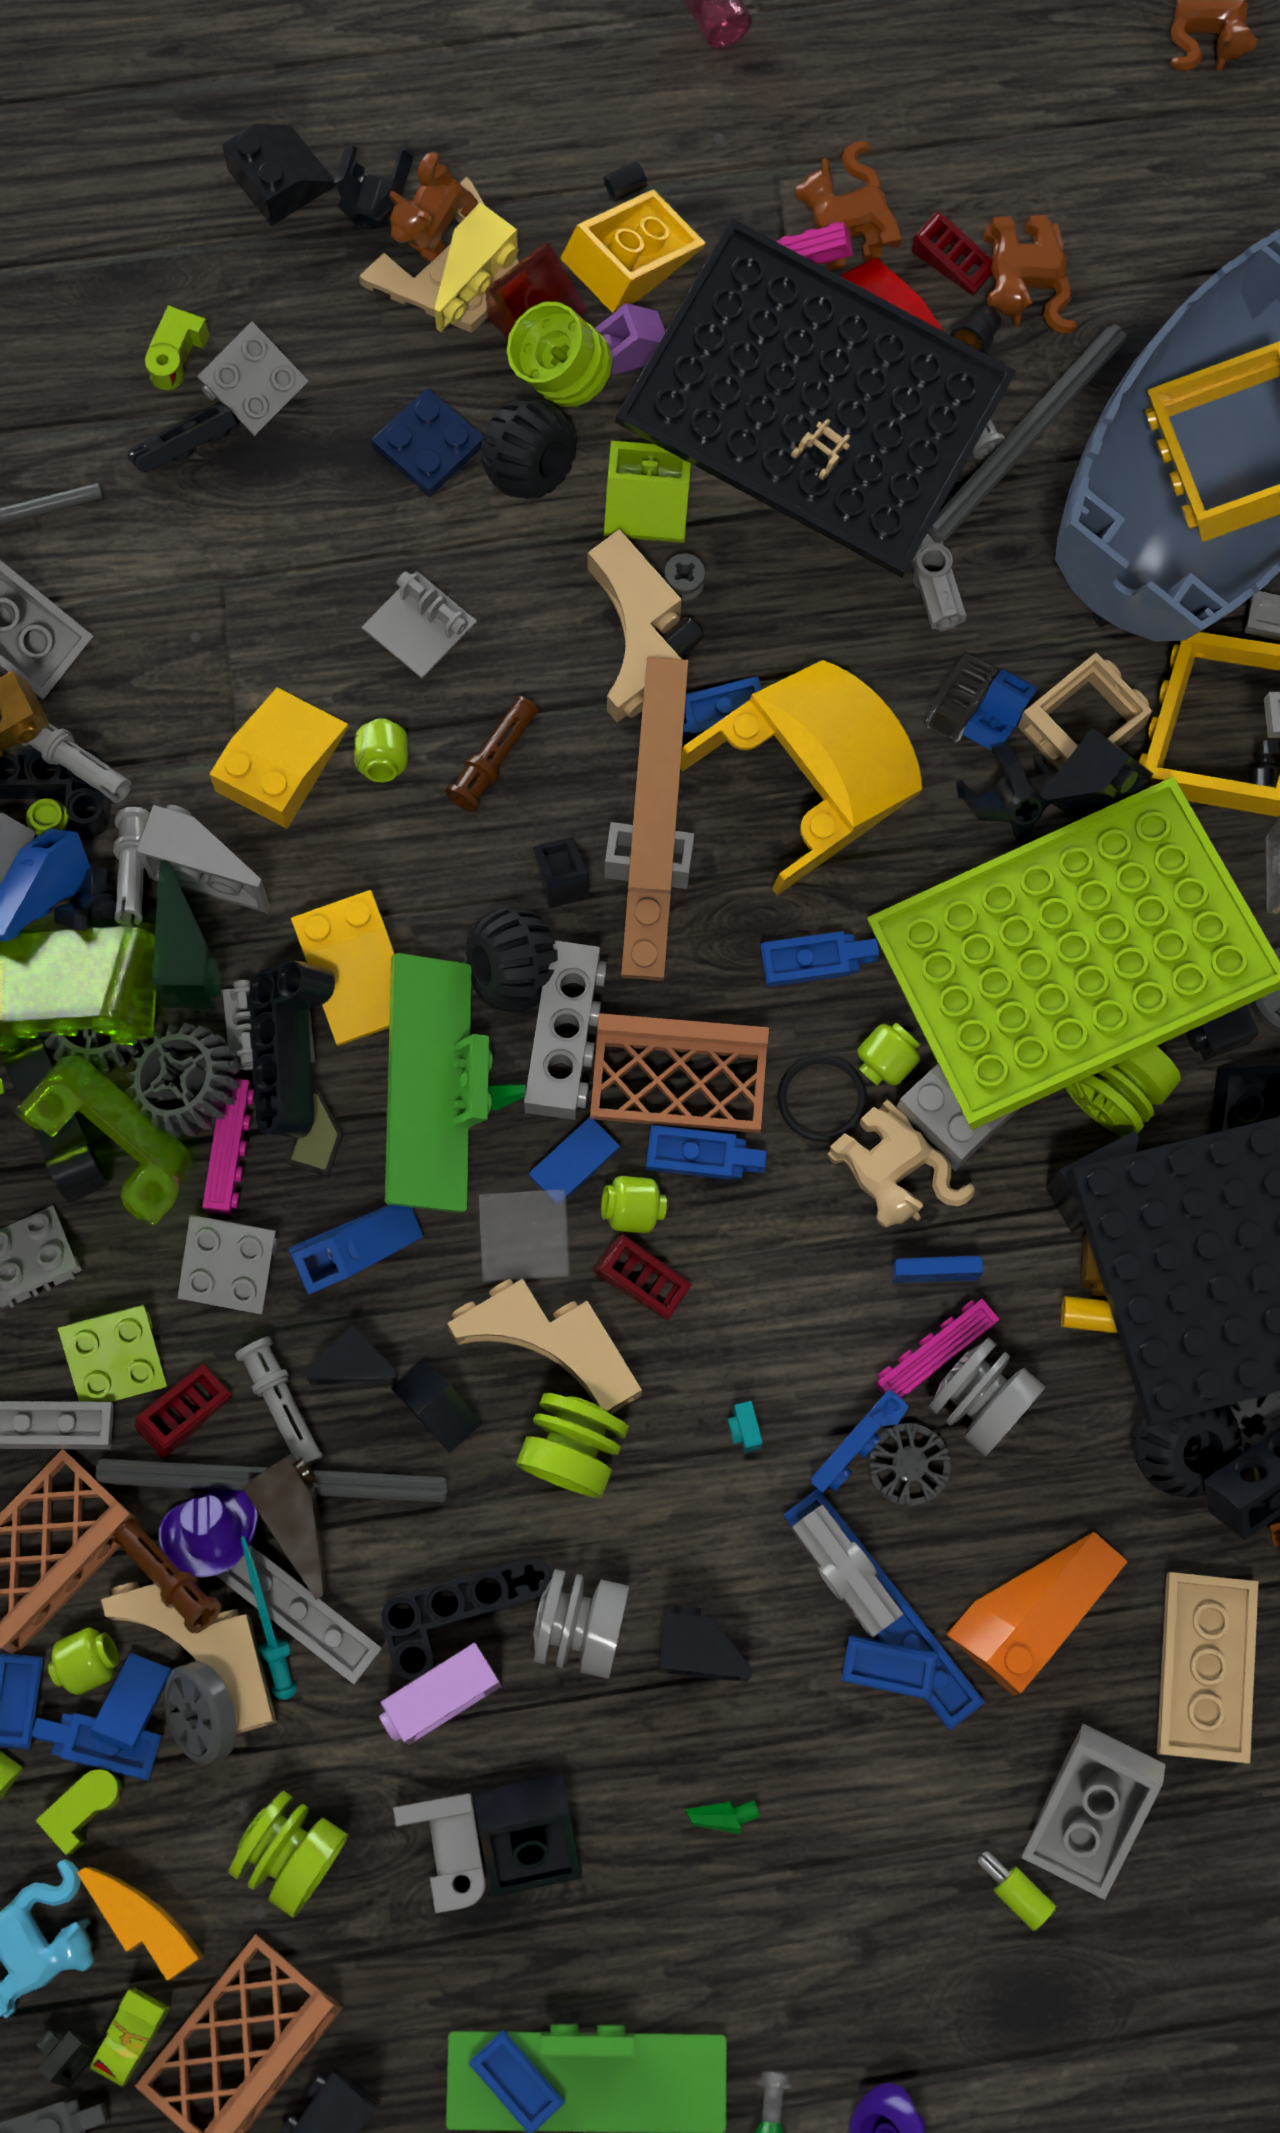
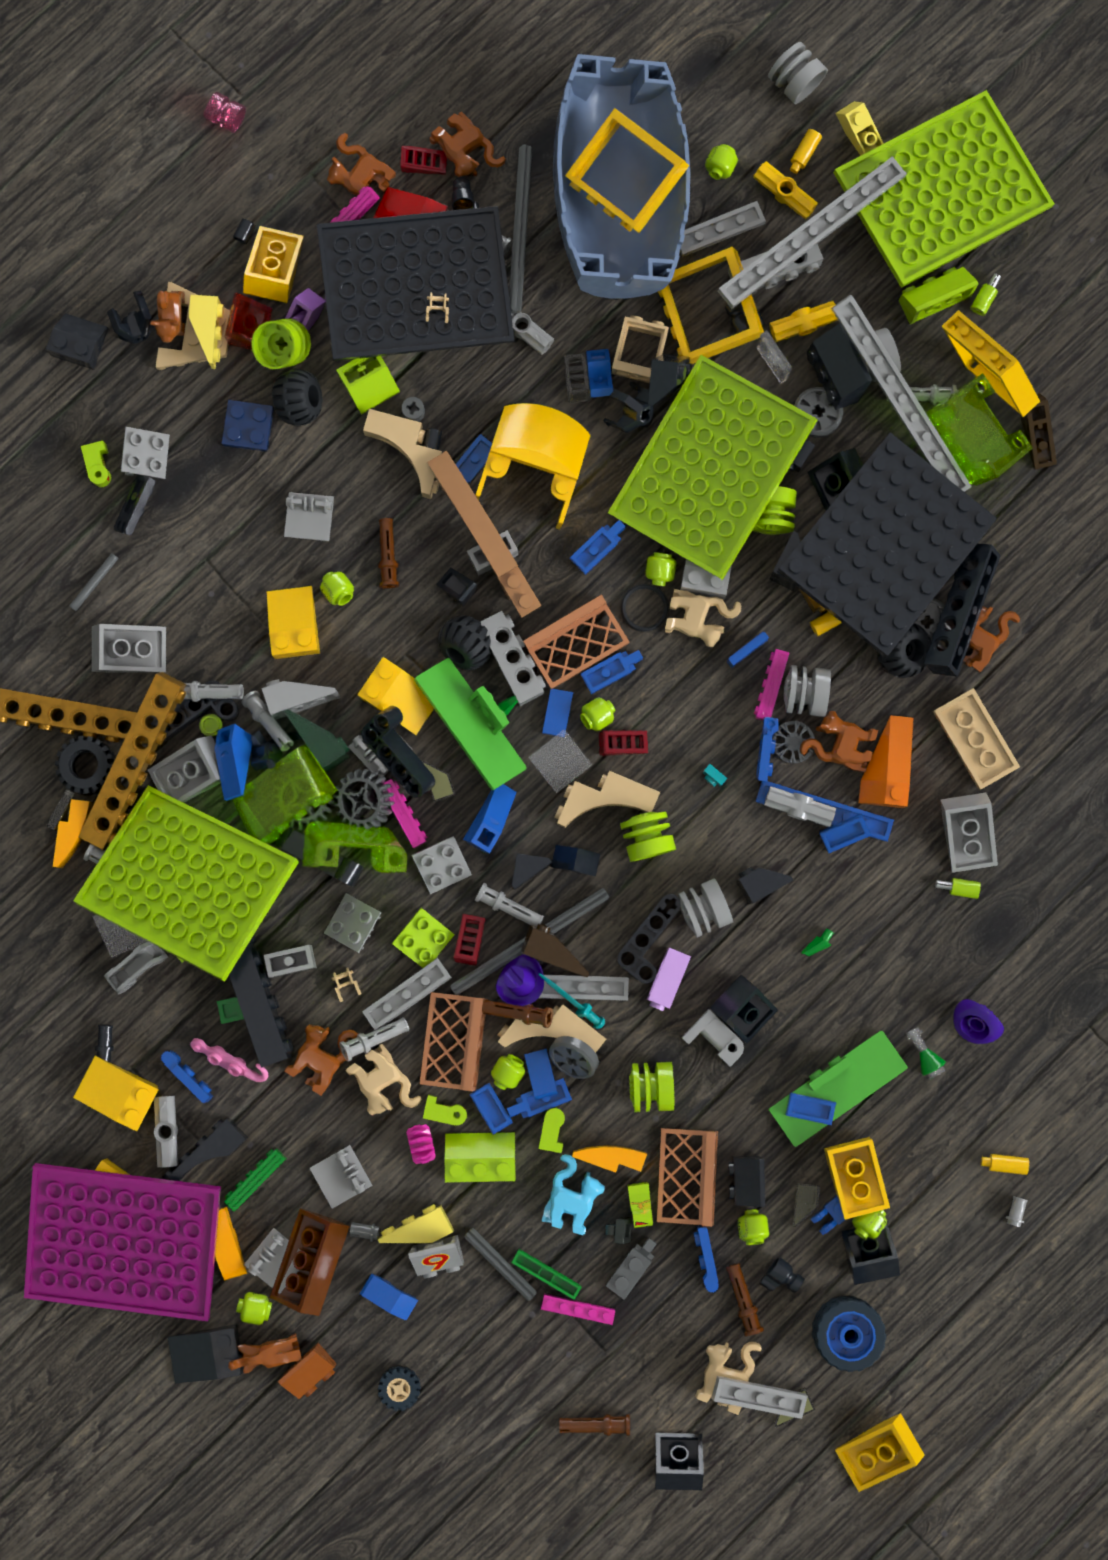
camera: 30 degrees left, 10 degrees up
(988, 1527) = (845, 745): none -> dark orange animal

